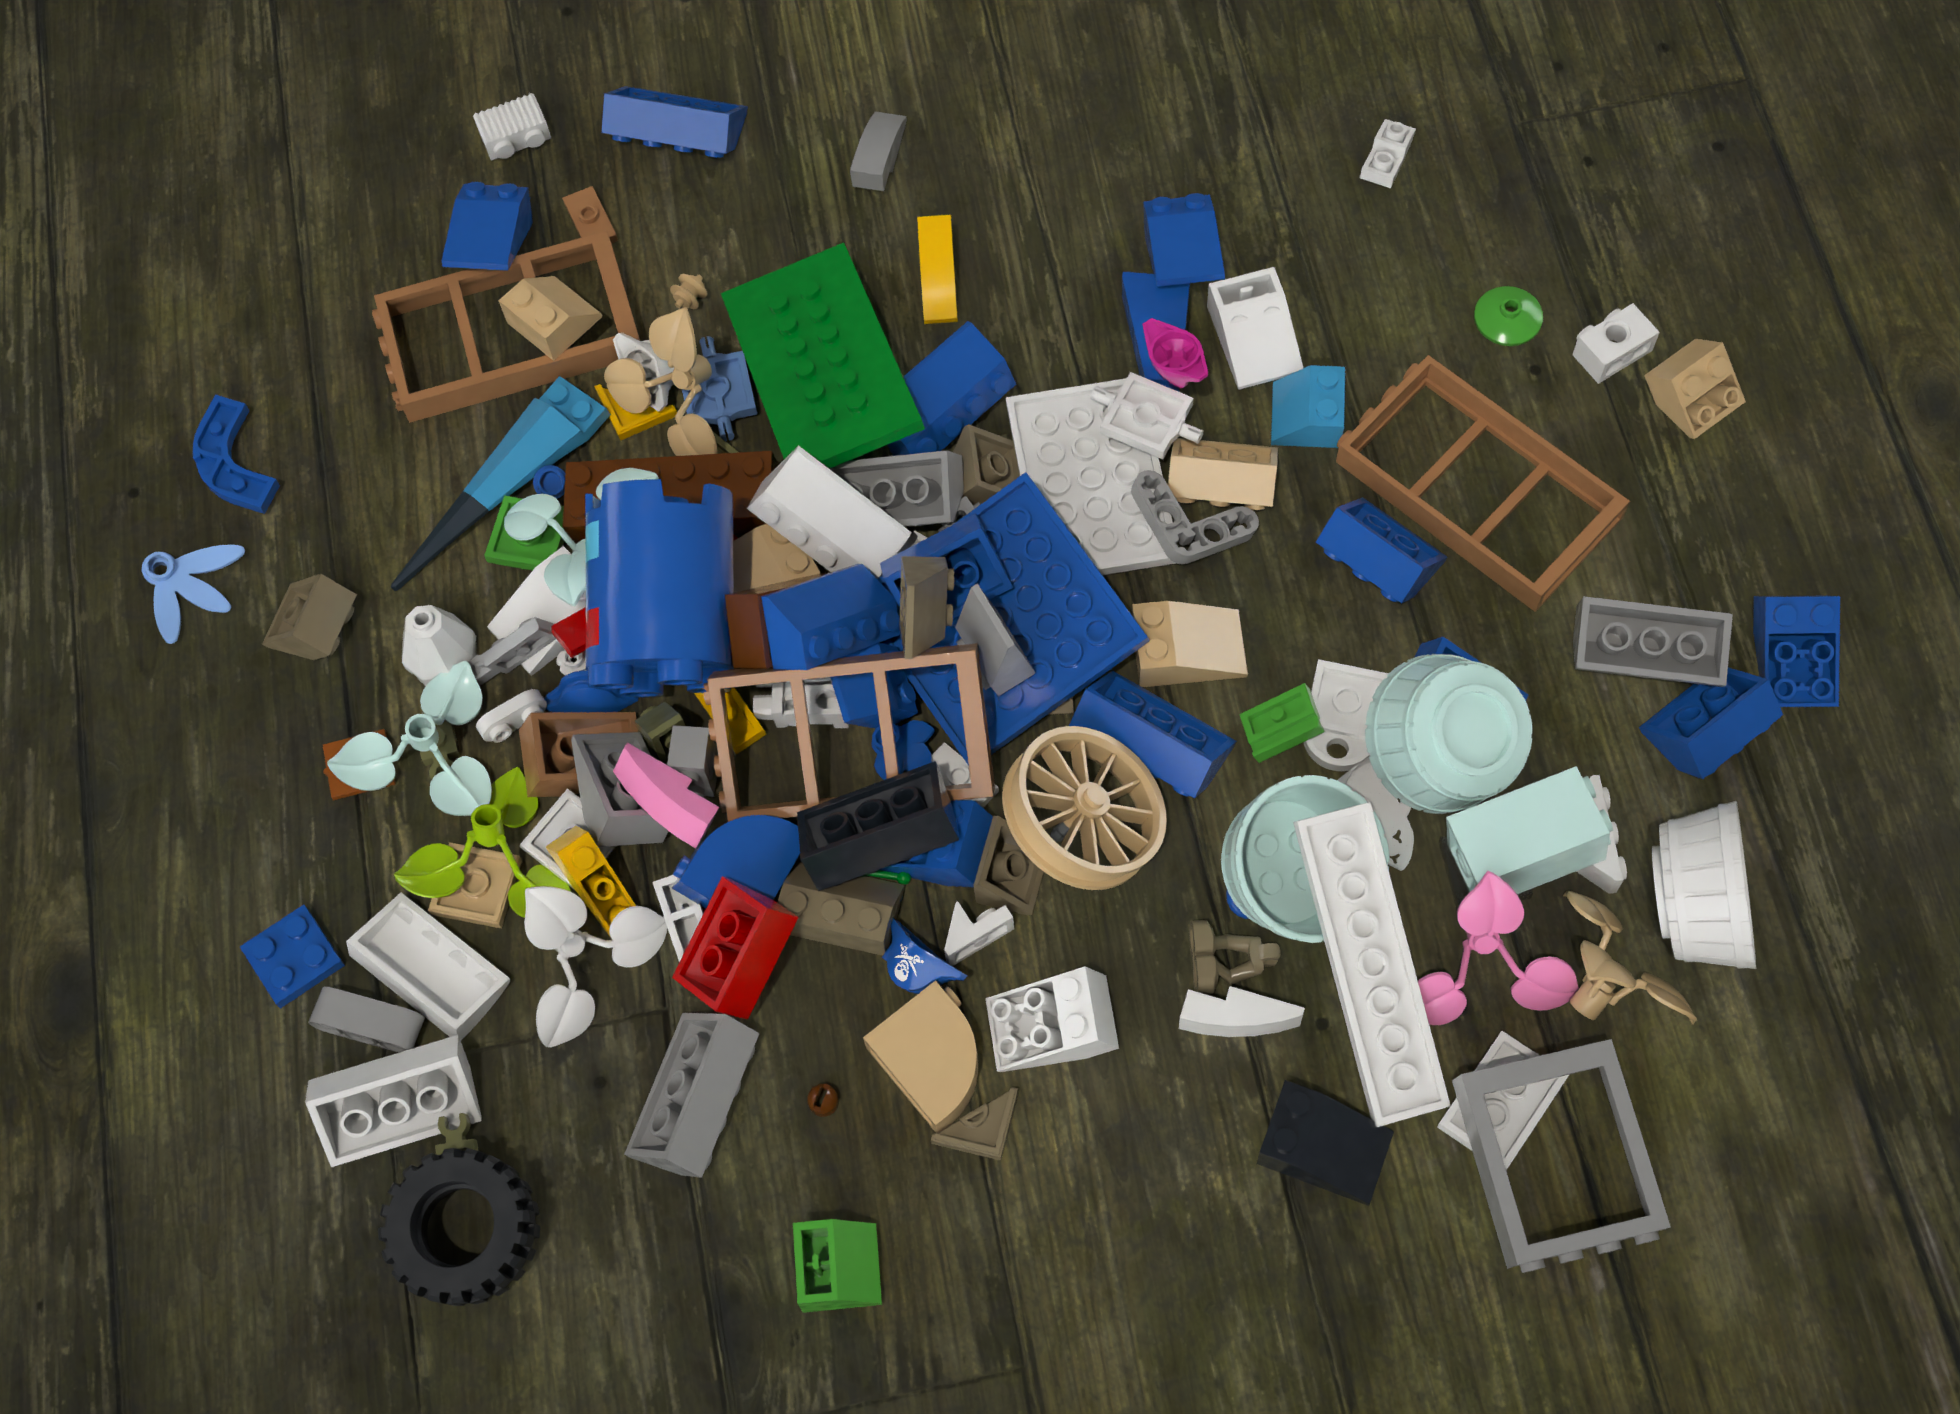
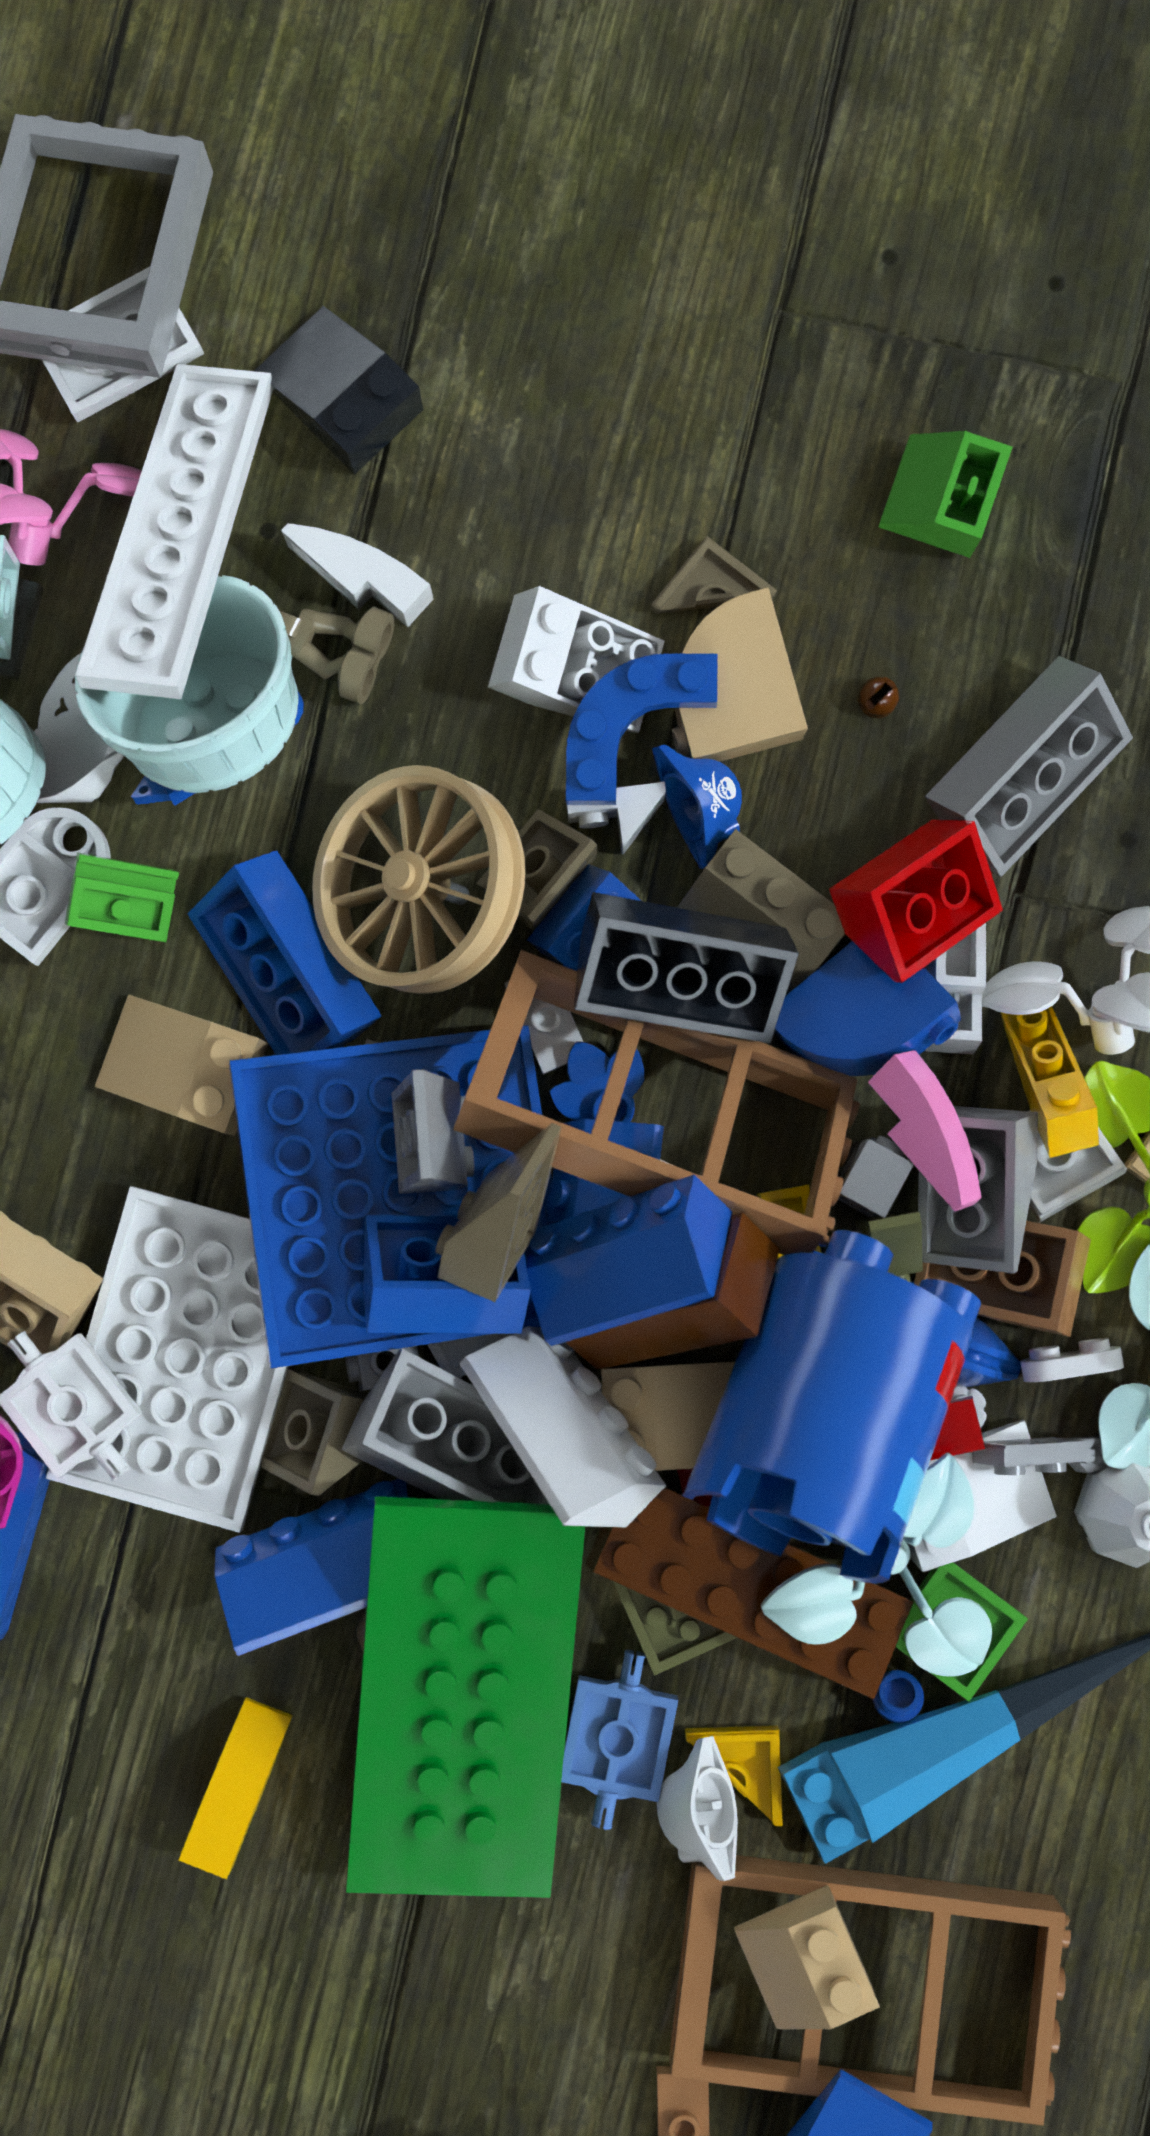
camera: 160 degrees left, 20 degrees up
(671, 340) = (652, 1773): tan plant -> none
(688, 291) = (593, 1921): tan wheel -> none
(877, 151) = (227, 2039): light grey slope -> none
(1004, 994) = (618, 700): none -> blue plate
(1181, 529) = (108, 1218): light grey beam -> none

